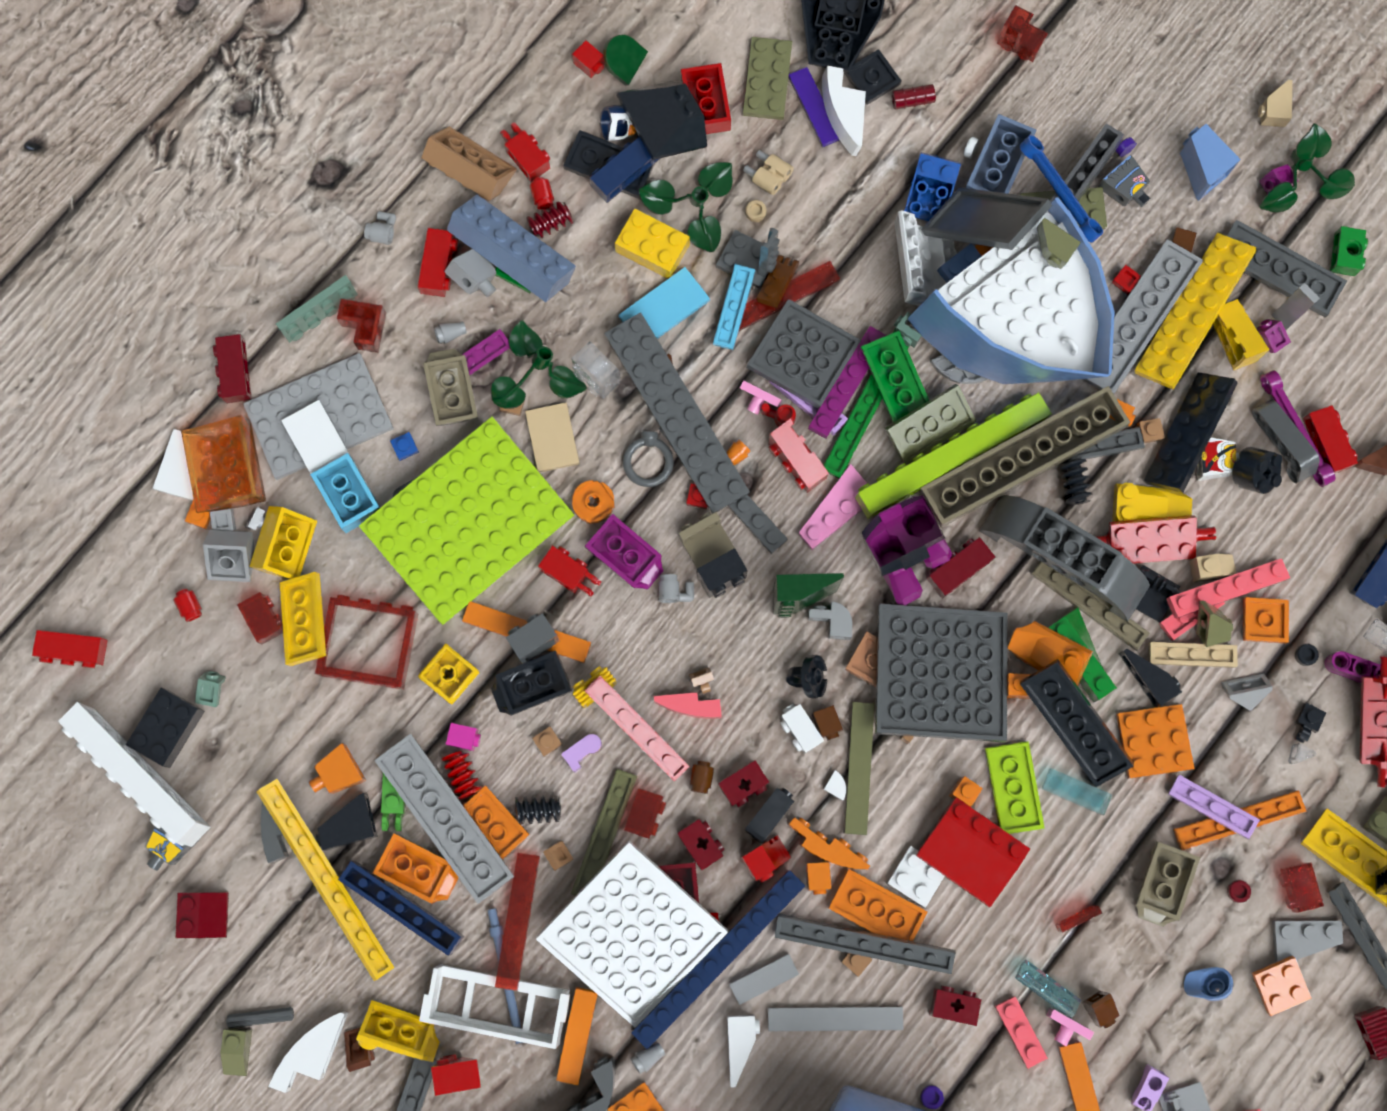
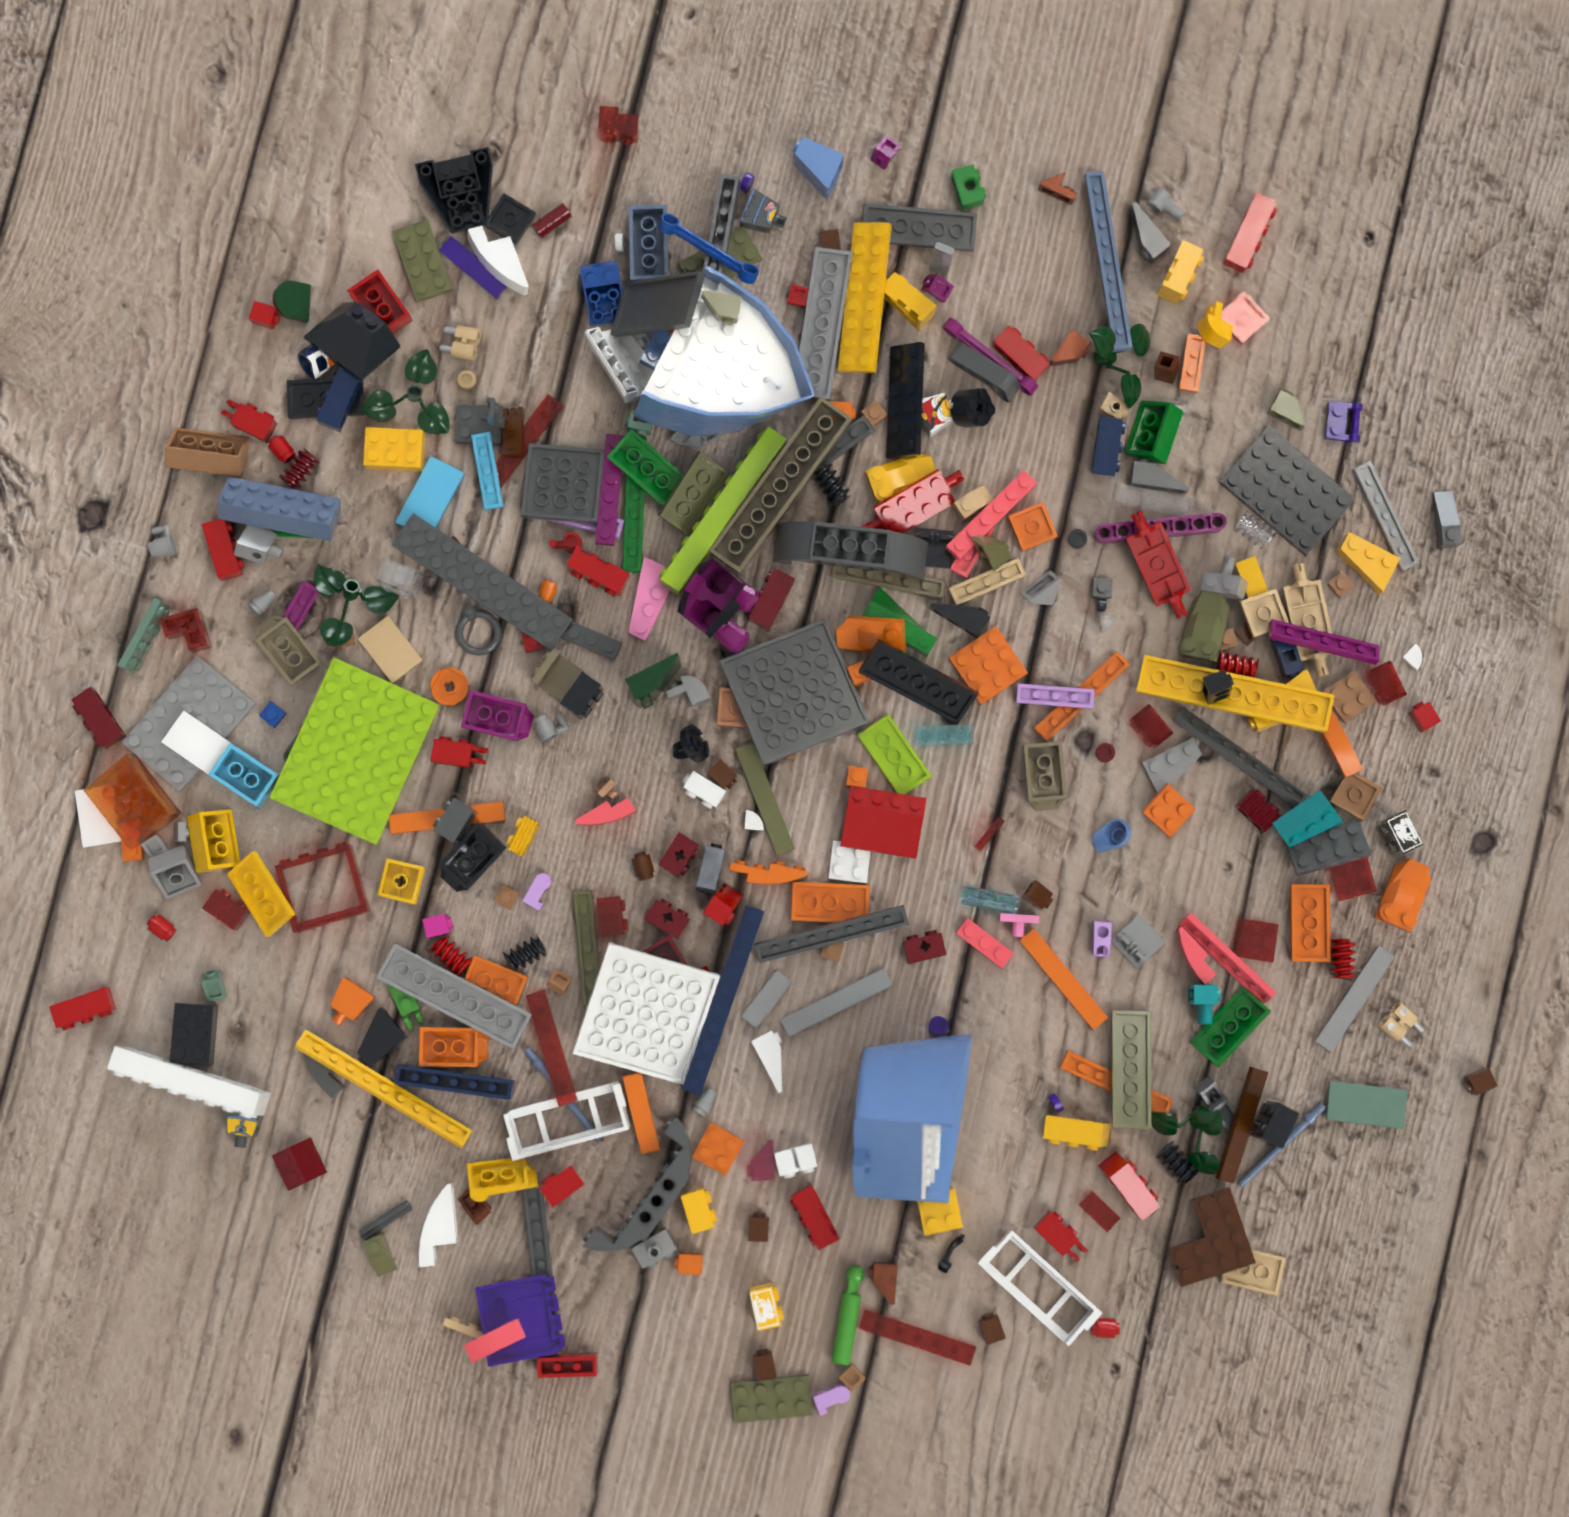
camera: 30 degrees left, 5 degrees up
(636, 728) = (572, 852): tile -> none
(759, 397) = (543, 536): bright pink tile -> none
(818, 877) = (772, 900): orange brick -> none
(1277, 107) = (856, 89): tan slope -> none
(1314, 144) = (894, 120): dark green plant -> none

